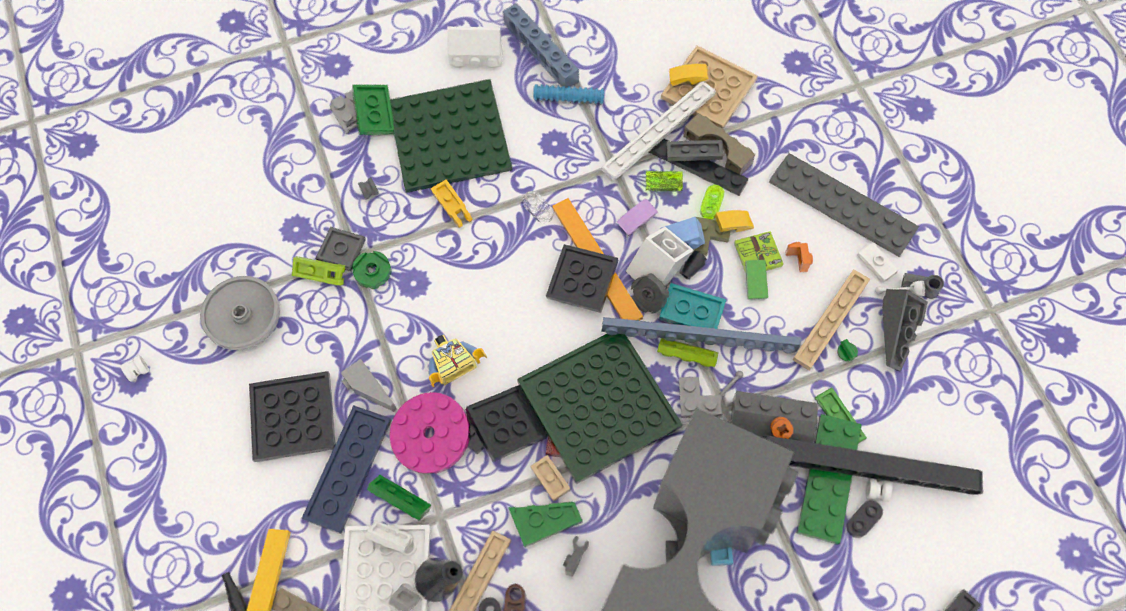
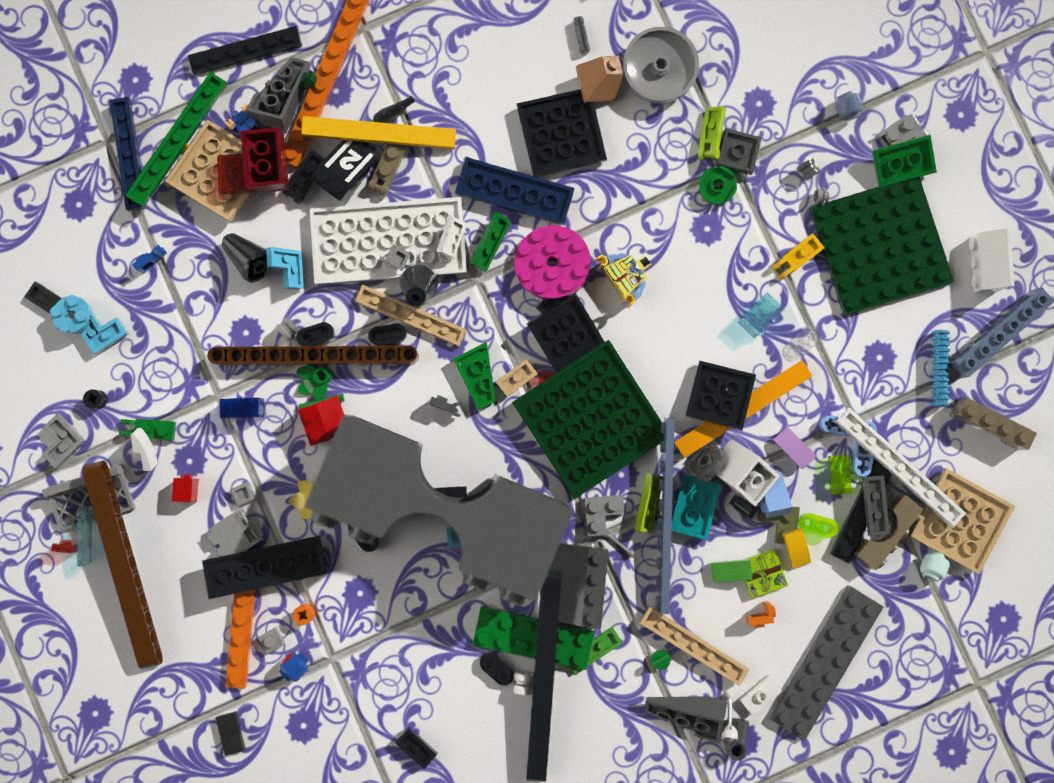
camera: 85 degrees right, 20 degrees up
(192, 390) = (581, 35): none -> dark grey axle
(242, 371) = (600, 79): none -> medium nougat slope
(313, 150) = (848, 105): none -> sand blue head
(365, 385) = (599, 193): light grey slope -> none
(396, 180) = (821, 196): none -> light grey plate
(505, 238) = (760, 315): none -> clear light blue brick
(612, 69) = (1005, 429): none -> dark tan arch
(641, 166) = (855, 462): none -> light blue beam
(691, 72) = (974, 497): yellow slope -> none
(751, 109) = (934, 567): none -> light aqua head
(780, 424) = (576, 590): orange wheel -> none

